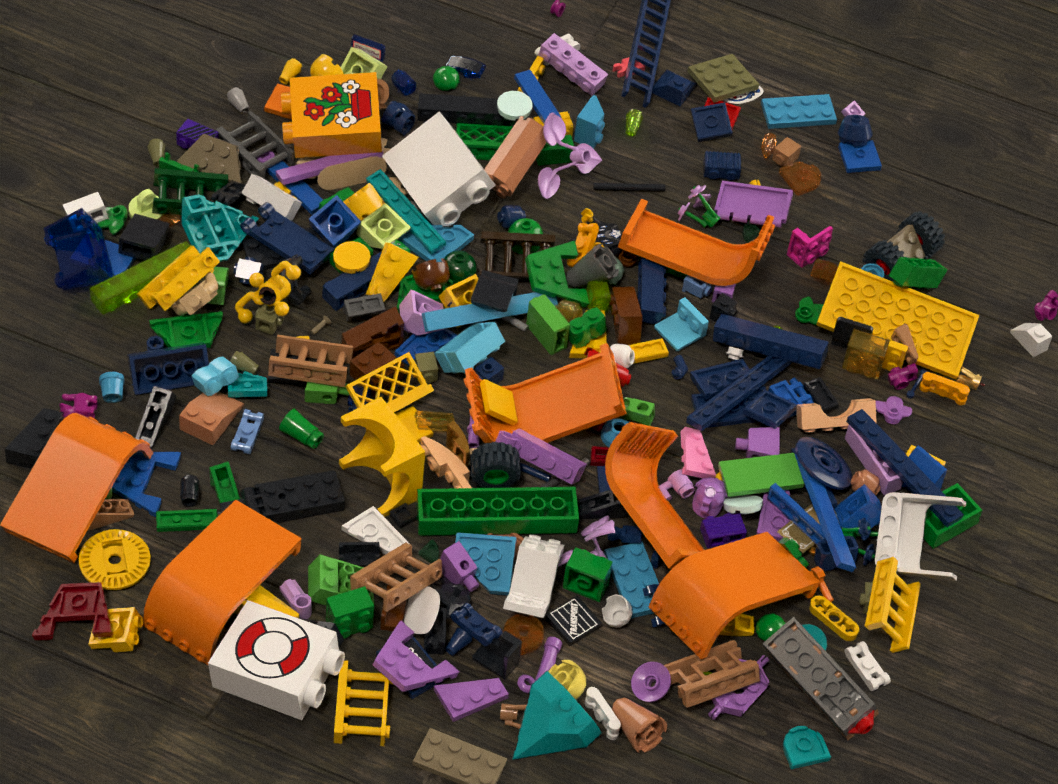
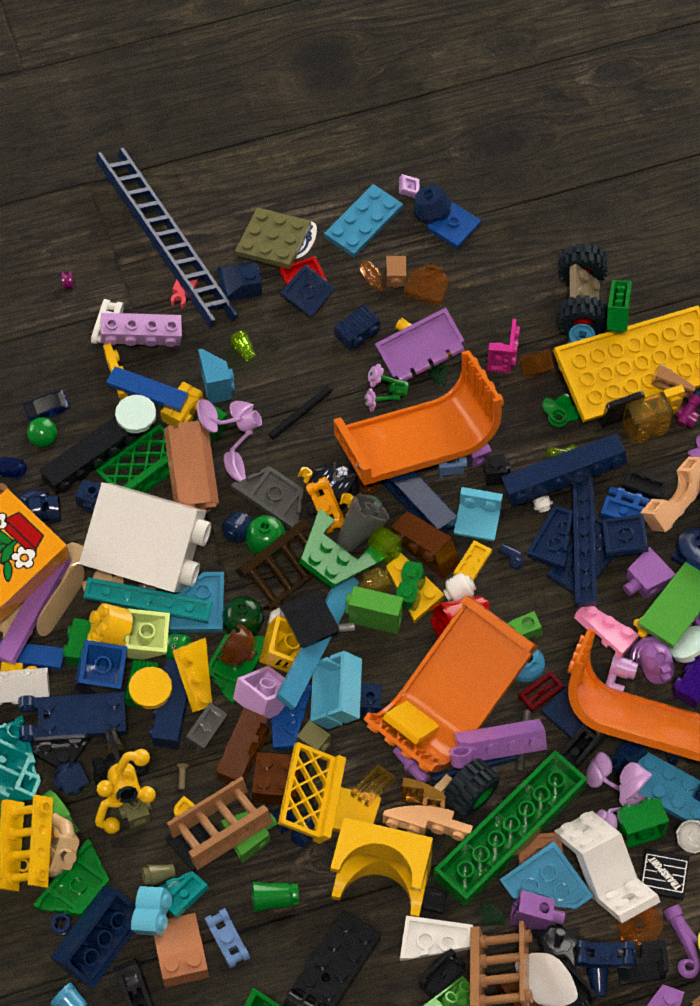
camera: 35 degrees left, 10 degrees up
(555, 215) = (272, 494): none -> dark grey wing

